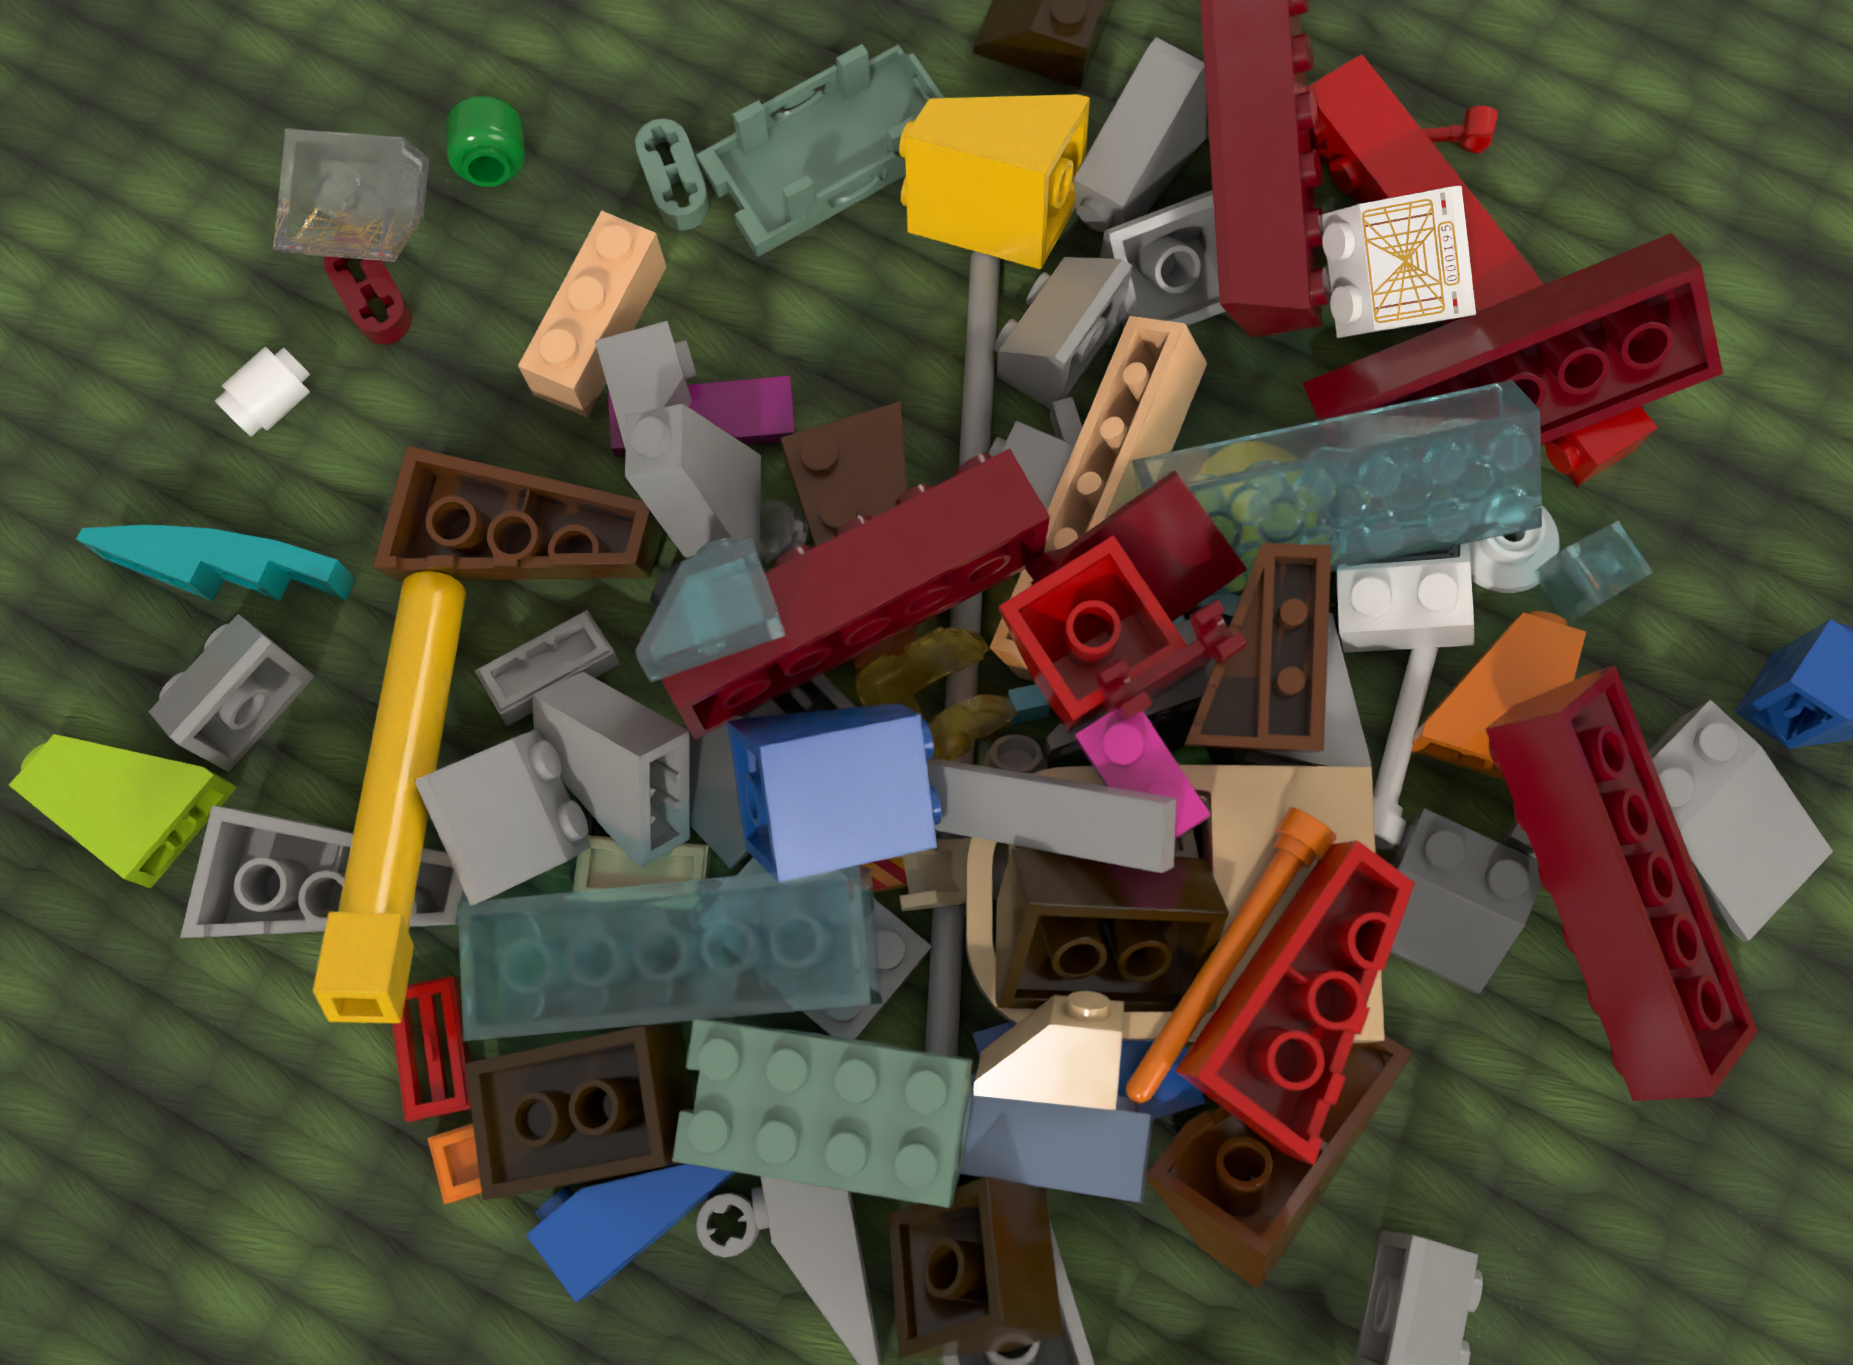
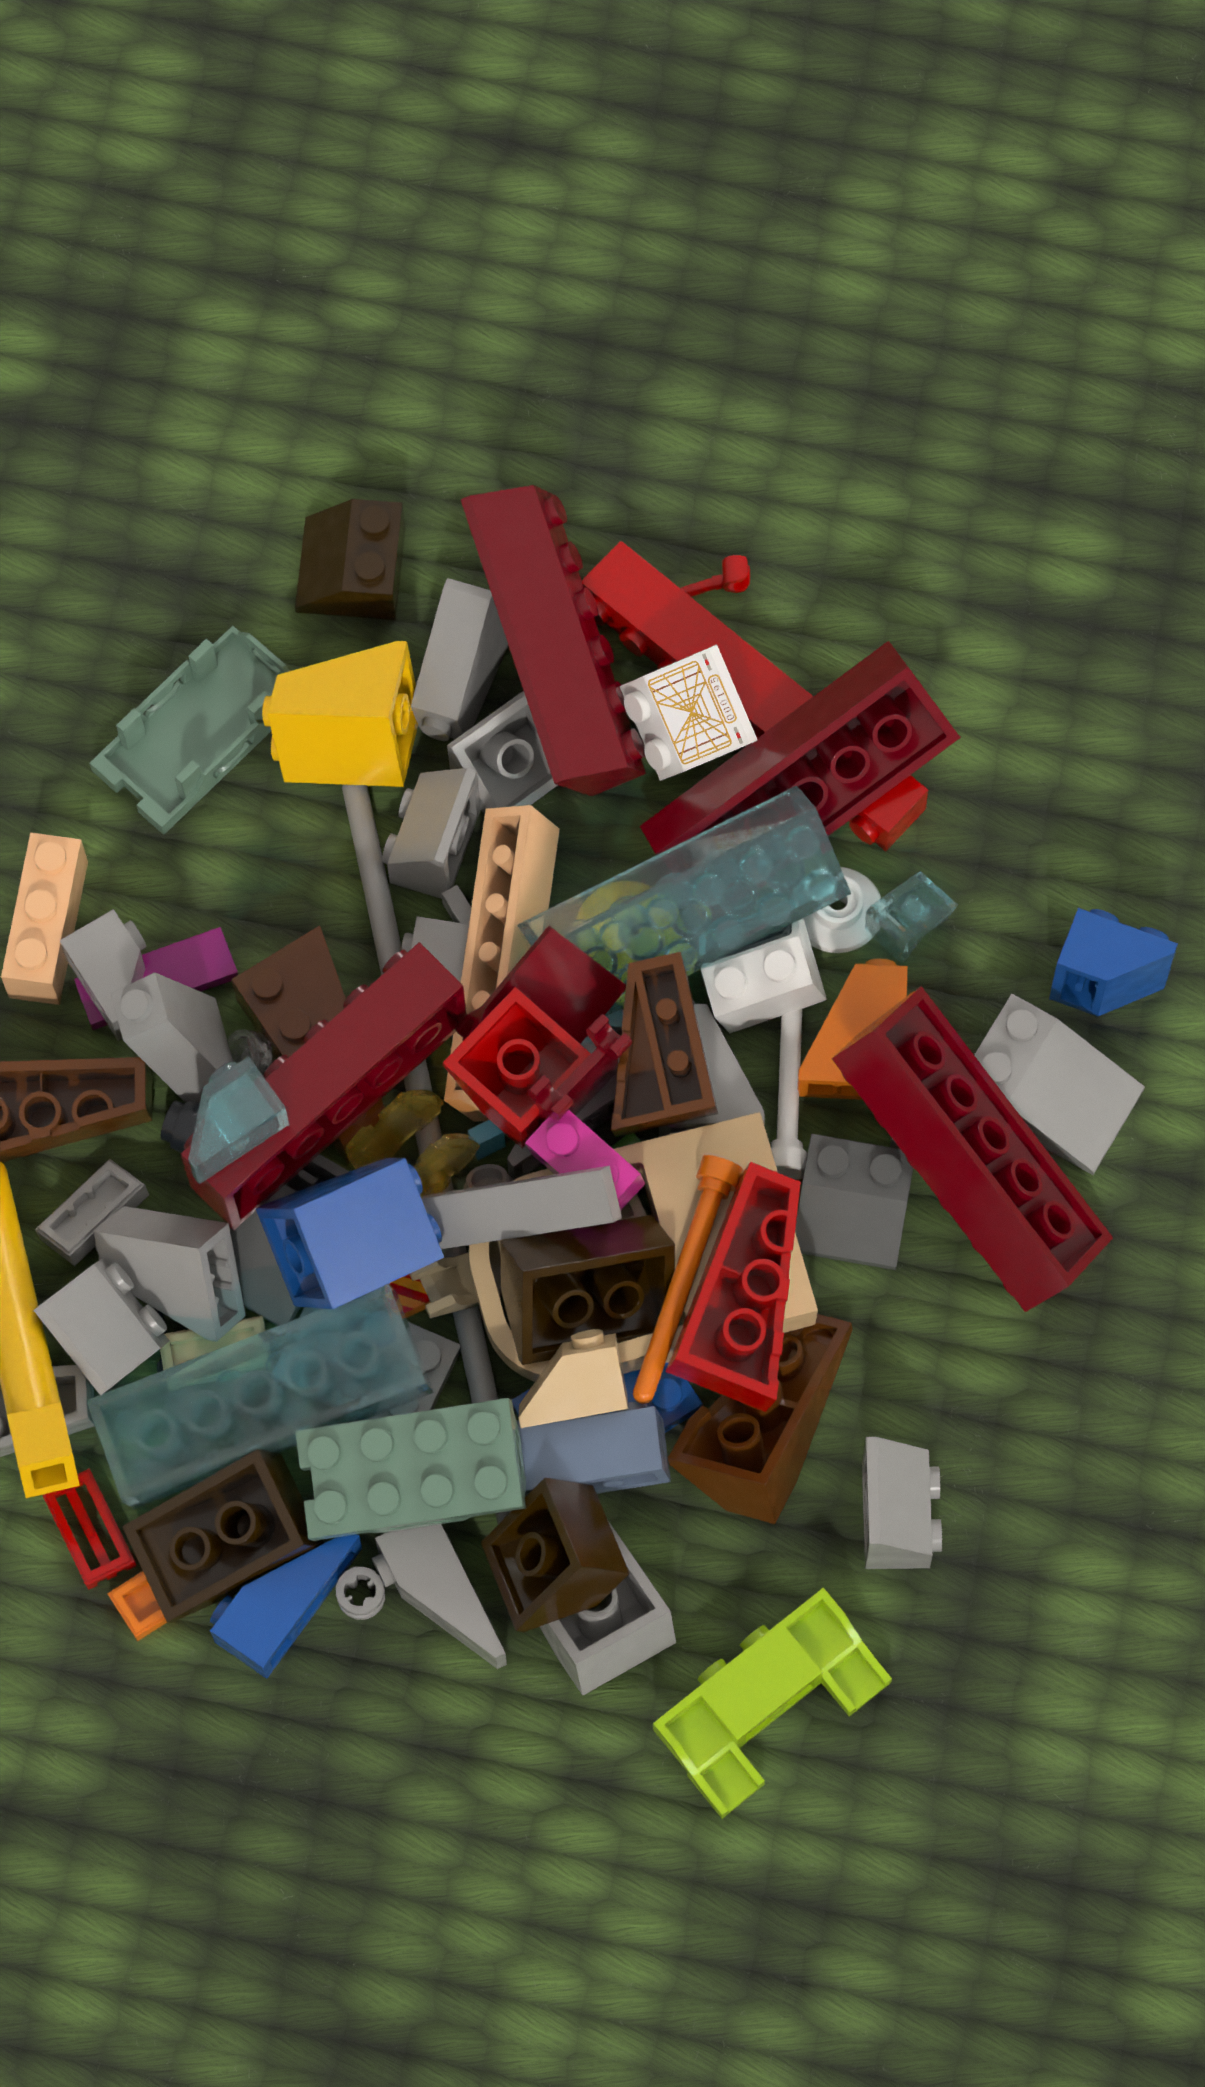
camera: 15 degrees left, 5 degrees down
(683, 171) = (80, 777): sand green beam -> none

